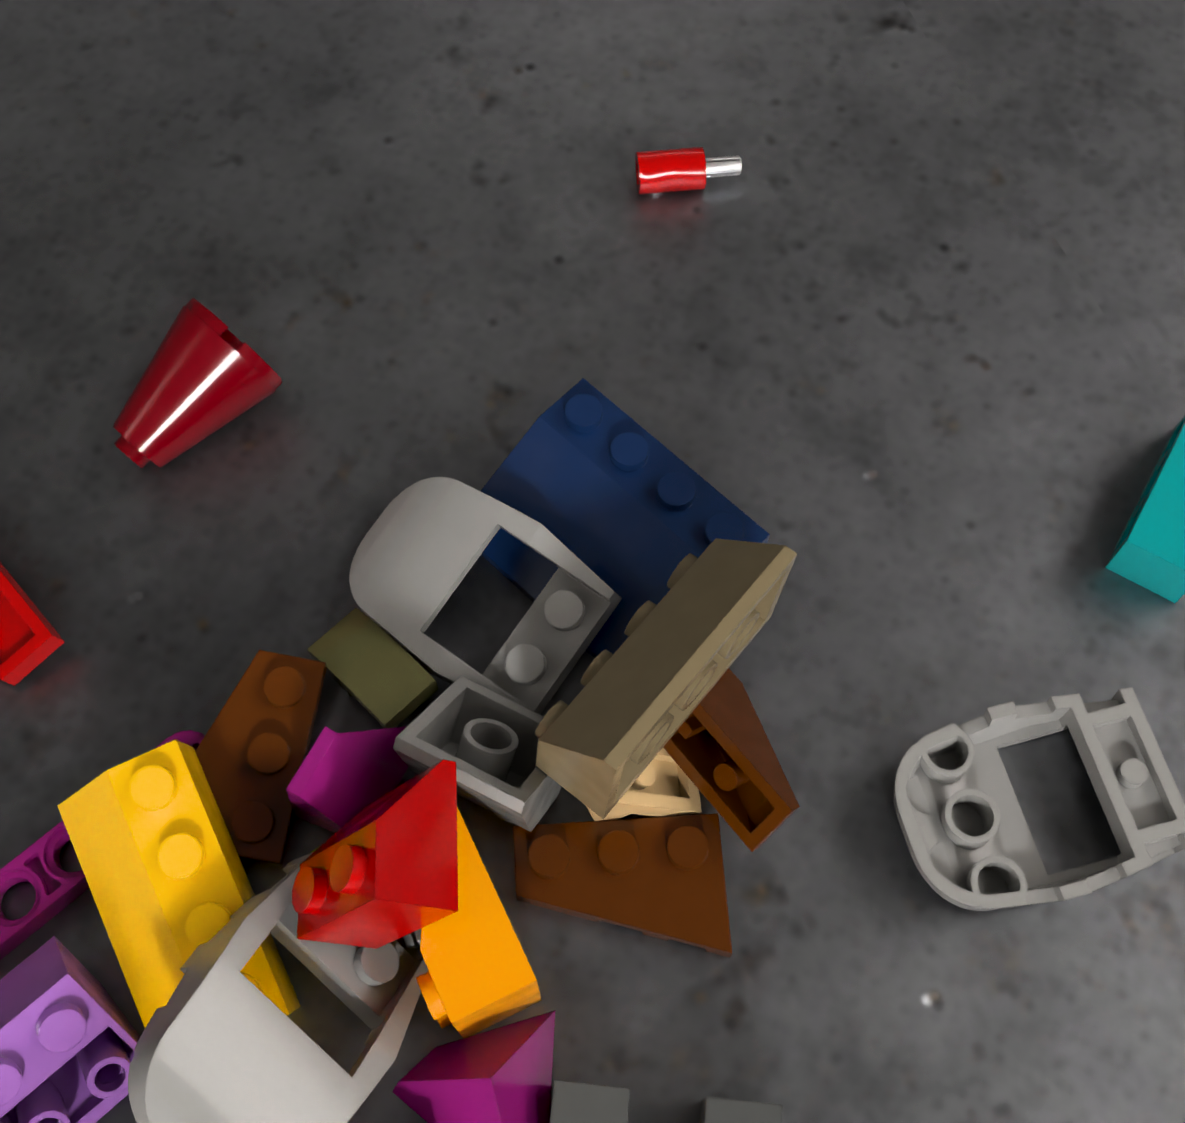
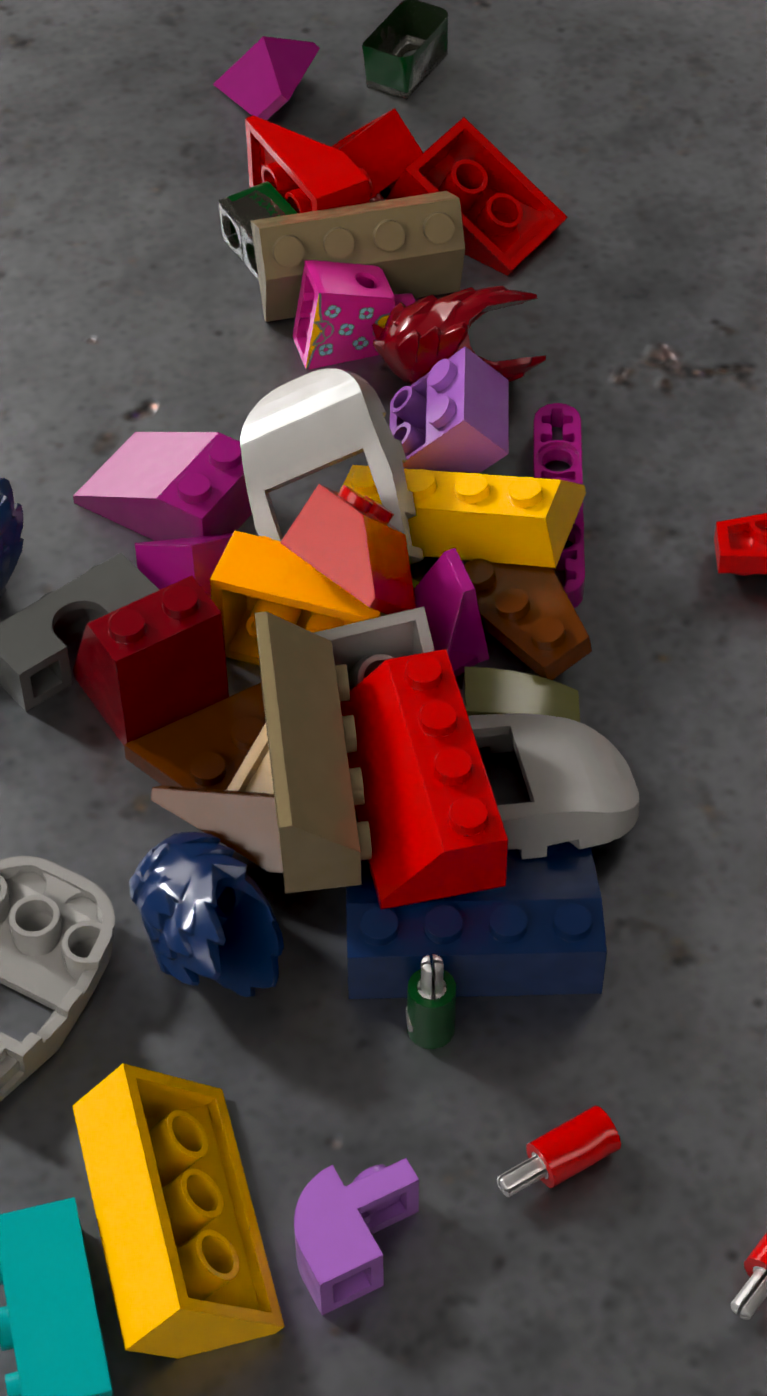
camera: 135 degrees right, 15 degrees down
(576, 584) = (423, 784): none -> red slope
(642, 1002) = (154, 660): none -> dark red slope
(732, 468) = (431, 1004): none -> dark green piece
(739, 326) = (564, 1152): none -> red piece
(838, 684) = (206, 914): none -> dark blue head
(936, 400) = (336, 1229): none -> medium lavender brick
(1045, 500) = (174, 1215): none -> yellow slope

